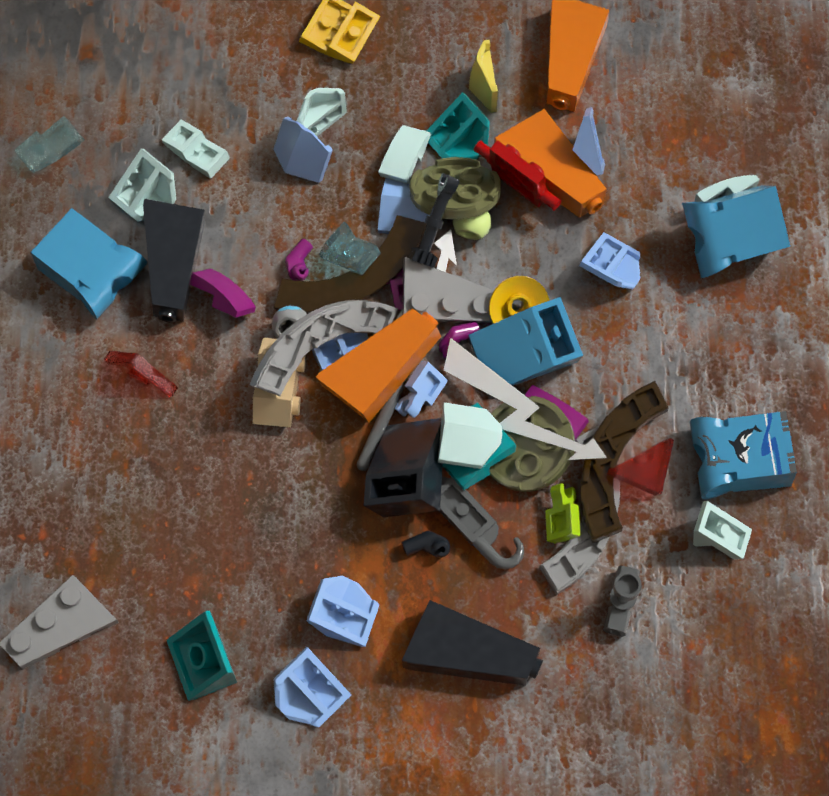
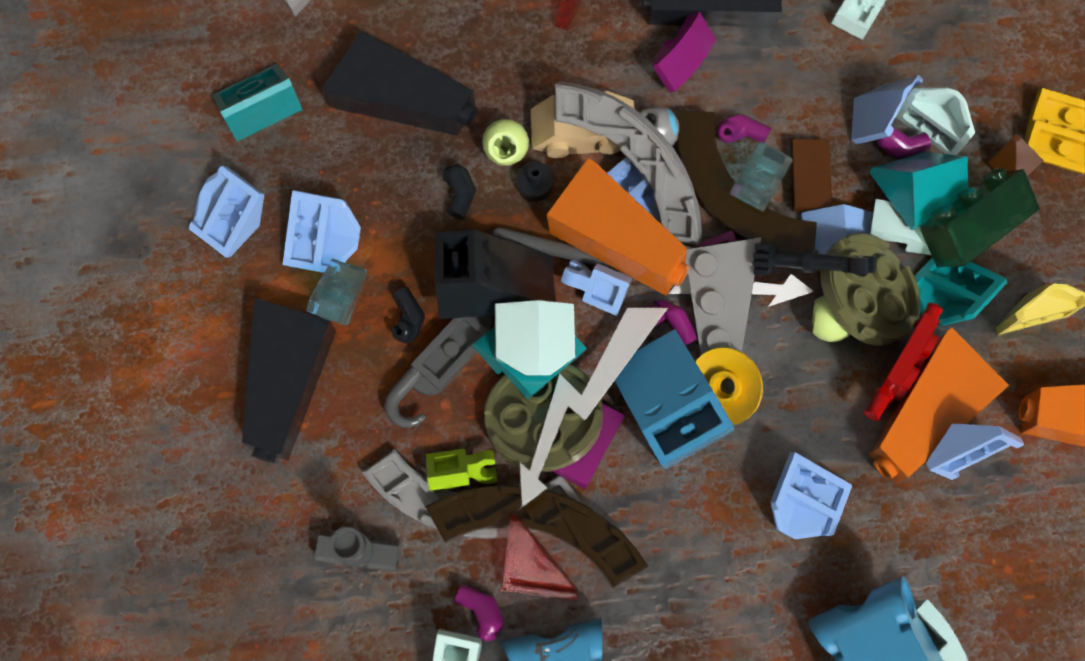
camera: 80 degrees right, 5 degrees up
(213, 533) = (397, 88): none -> black slope
(283, 446) = (505, 142): none -> yellowish green piece
(318, 487) = (464, 189): none -> black arm
(319, 430) = (534, 181): none -> black tile
(332, 139) = (901, 145): none -> magenta arm
(359, 69) = (1016, 156): none -> reddish brown slope
(359, 216) = (810, 174): none -> reddish brown tile
(373, 134) = (922, 184): none -> teal slope
(402, 595) = (337, 292): none -> clear light blue slope
(409, 101) = (979, 217): none -> clear green brick
(680, 505) = (485, 609): none -> magenta arm

